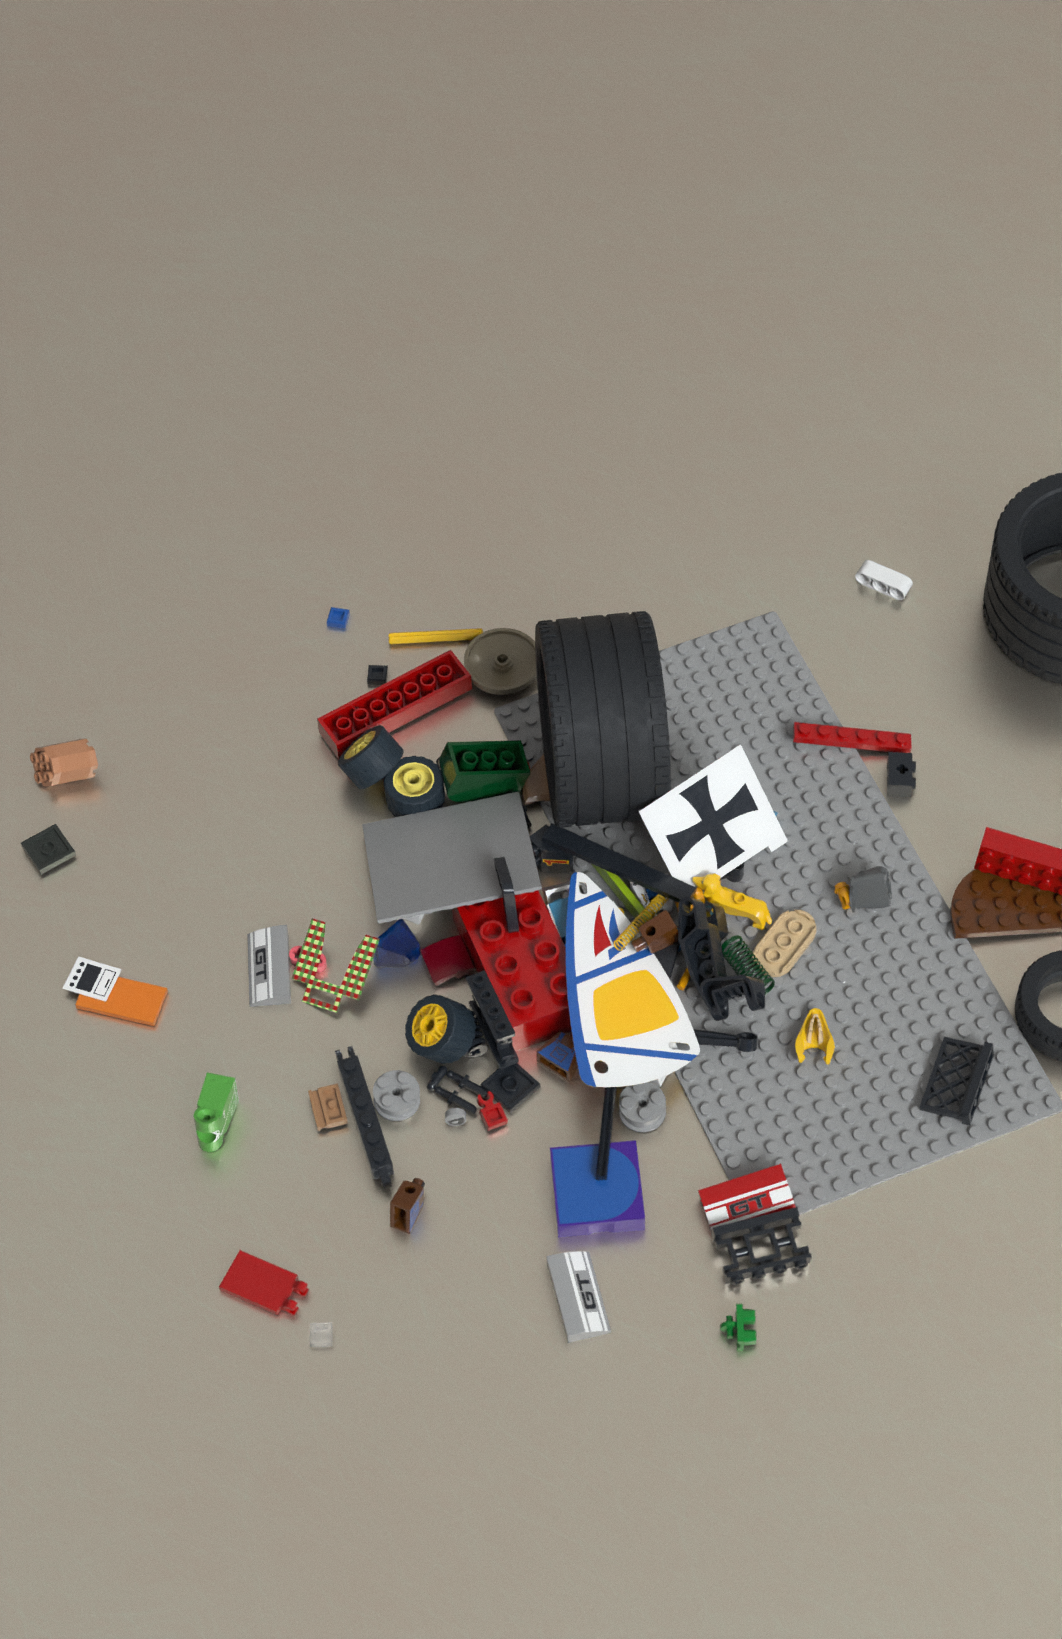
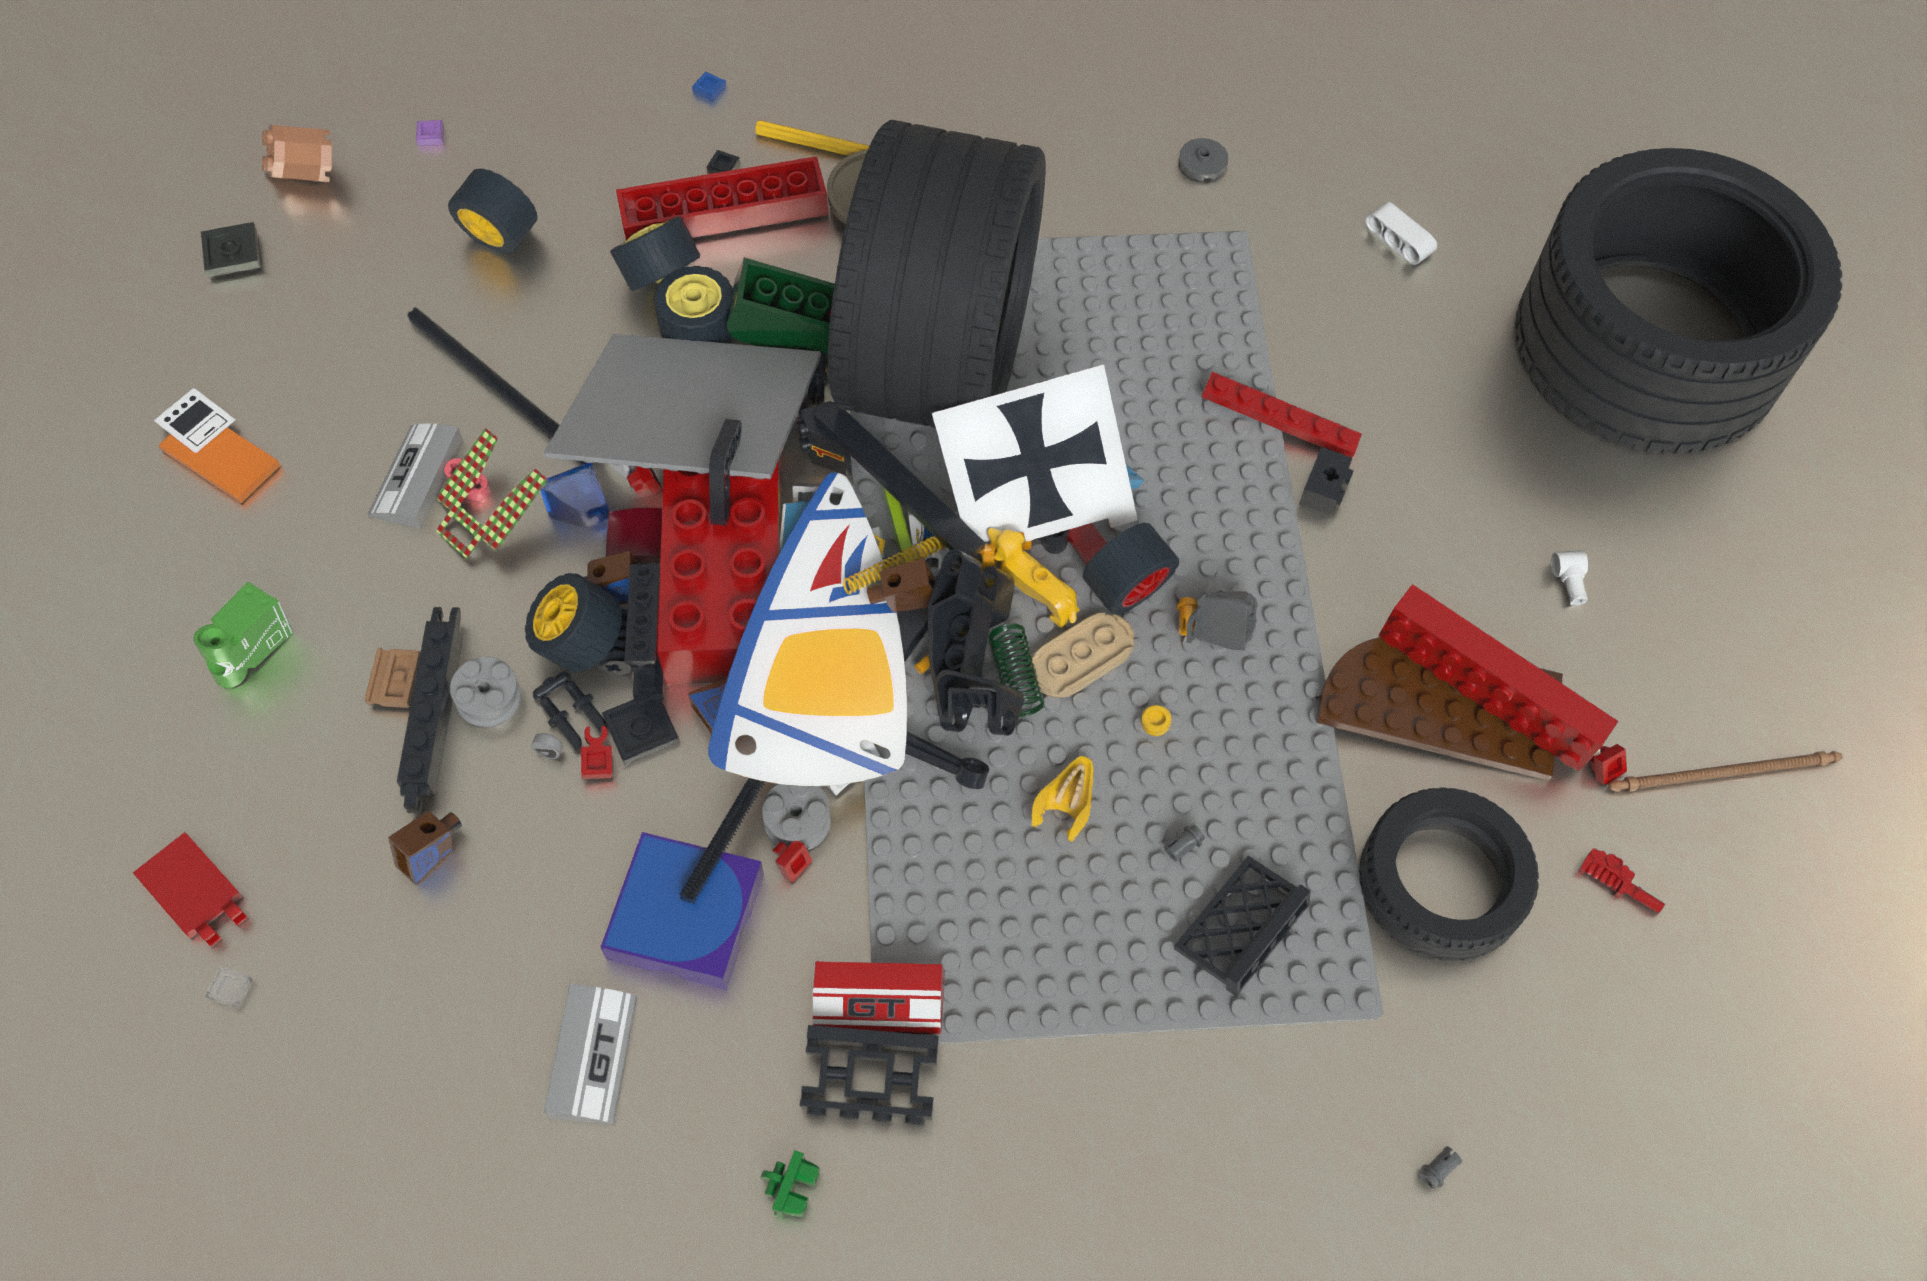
camera: 15 degrees right, 5 degrees up
(147, 716) = (430, 132): none -> medium lavender tile
(236, 762) = (493, 211): none -> black wheel
(291, 885) = (483, 372): none -> black axle
(433, 920) = (643, 480): none -> red tile
(452, 988) = (612, 574): none -> reddish brown torso
(651, 1135) = (792, 859): none -> red tile
(723, 565) = (1203, 159): none -> dark grey plate
(762, 870) = (1086, 541): none -> red tile
(797, 875) = (1130, 568): none -> black wheel
(850, 970) = (1156, 720): none -> yellow tile
(903, 1037) = (1184, 842): none -> dark grey pin

